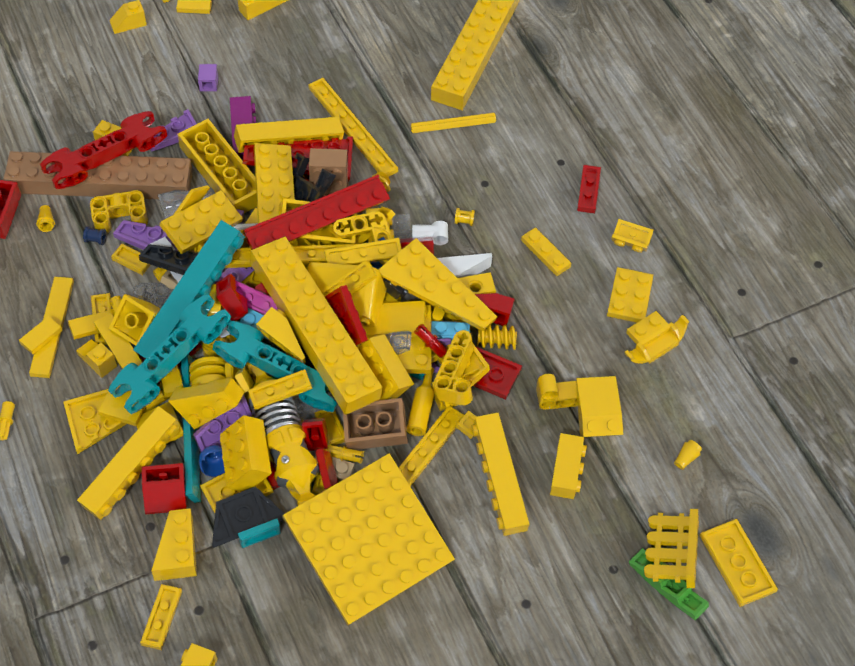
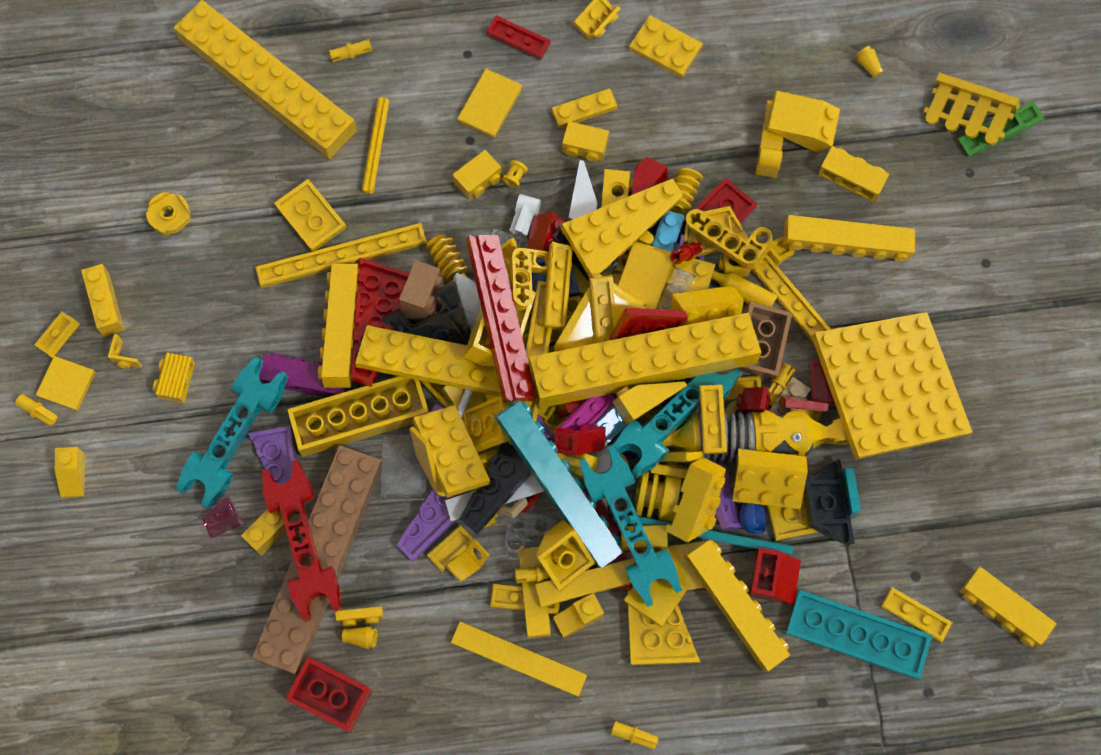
camera: 70 degrees left, 15 degrees up
(40, 335) = (533, 672): yellow tile -> none
(62, 219) = (369, 615): none -> yellow plate
(94, 235) = (406, 583): dark blue bush -> none
(118, 112) = (222, 518): none -> clear pink slope
(118, 205) = (371, 547): yellow beam -> none
(119, 269) = (468, 562): none -> yellow bracket
(129, 572) = (859, 634): none -> teal plate
(176, 548) = (847, 578): yellow wedge -> none
(208, 77) = (207, 397): medium lavender brick -> none
(209, 98) = (212, 469): none -> teal piece
(217, 53) = (174, 378): none -> yellow brick
(223, 19) = (122, 362): none -> yellow bracket
(343, 23) = (176, 221): none -> yellow plate
(377, 98) = (310, 215): none -> yellow plate
(452, 192) = (477, 175): none -> yellow brick
(513, 257) = (585, 141): none -> yellow brick
(522, 186) = (490, 103): none -> yellow tile
(527, 85) = (350, 50): none -> yellow pin
(655, 337) = (726, 42): yellow plate -> none
(738, 562) = (992, 61): yellow tile -> none

